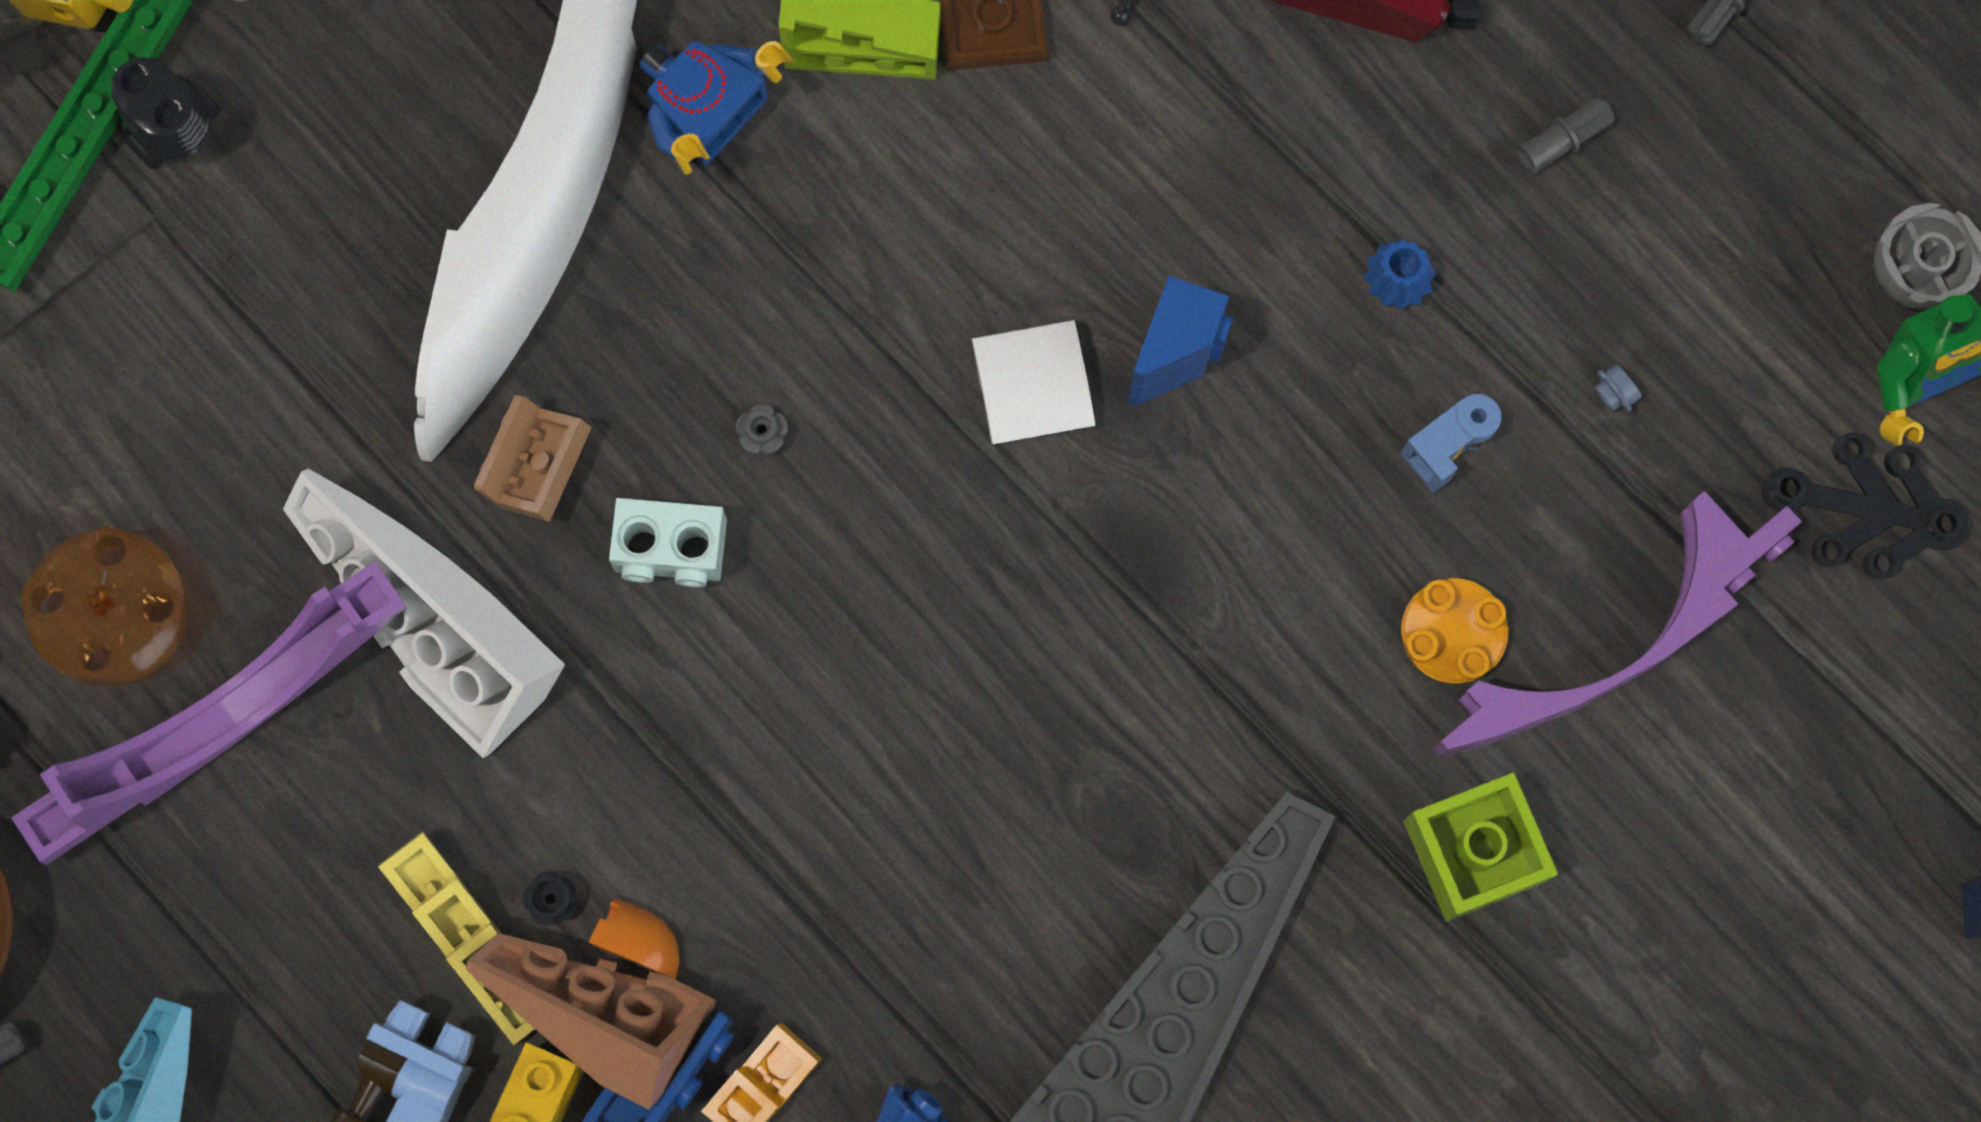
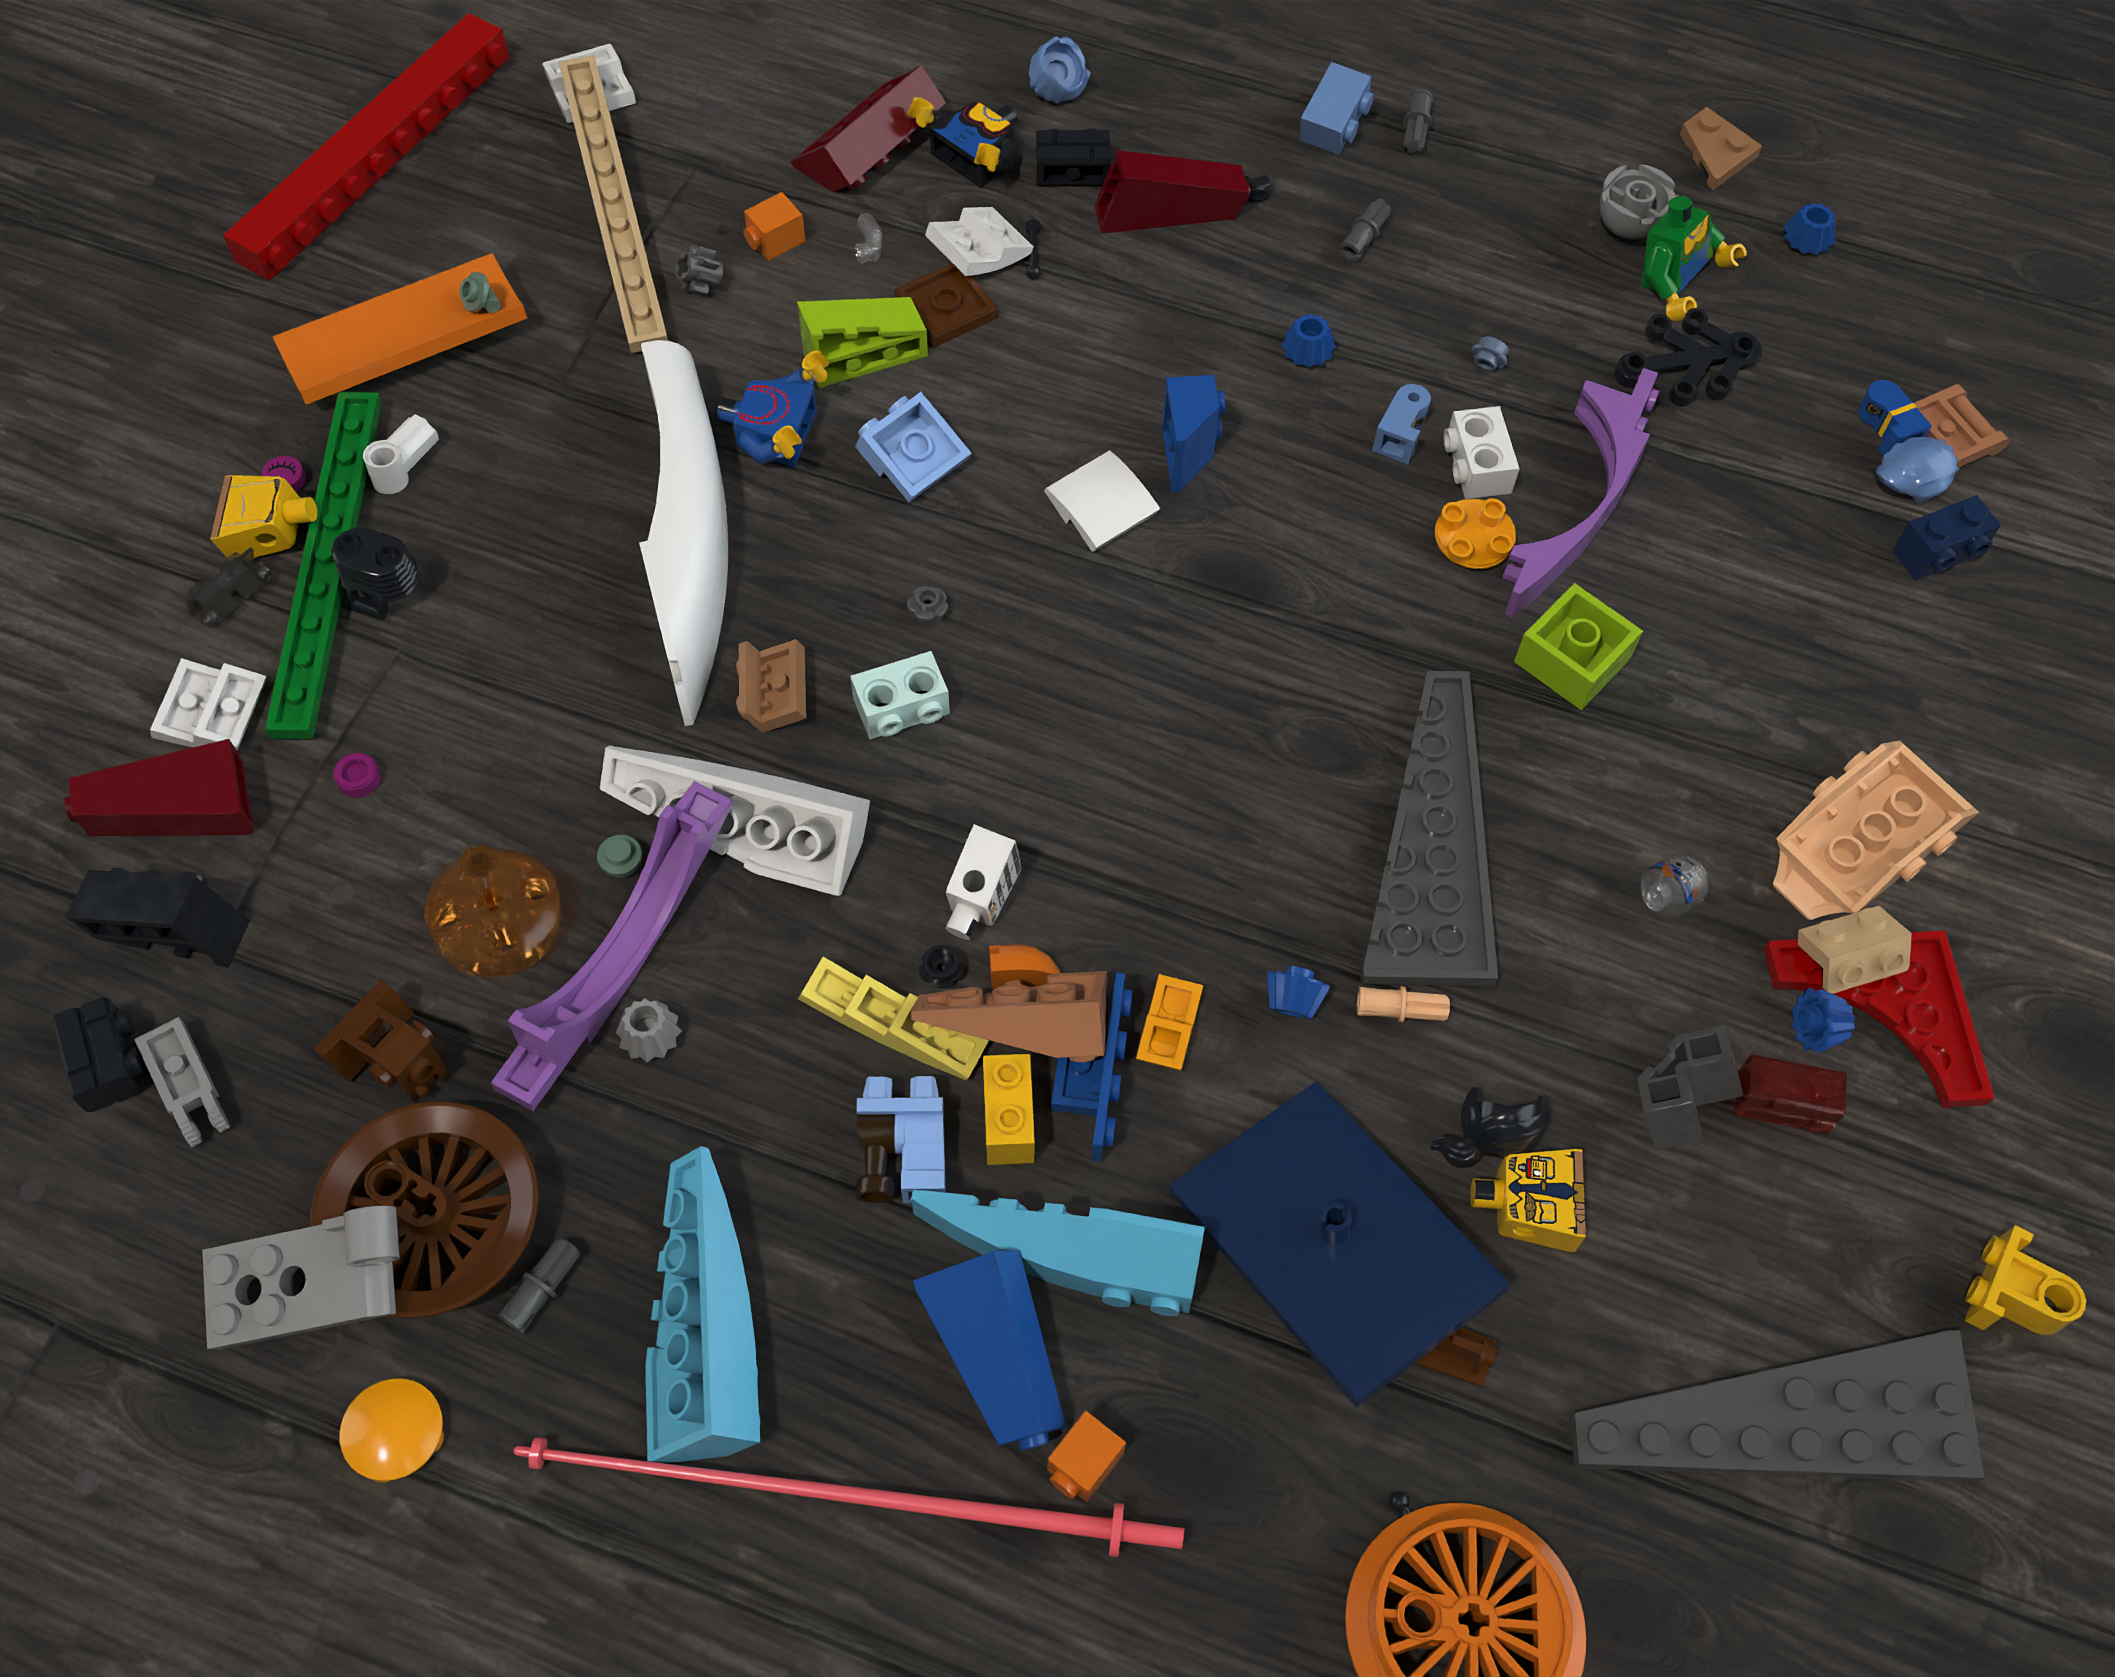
camera: 25 degrees left, 15 degrees down
(41, 361) = (357, 775): none -> magenta tile
(207, 826) = (648, 1030): none -> light grey piece
(272, 597) = (619, 856): none -> sand green plate
(653, 814) = (981, 881): none -> white torso
(844, 211) = (911, 446): none -> light blue plate
(1533, 529) = (1481, 452): none -> white brick

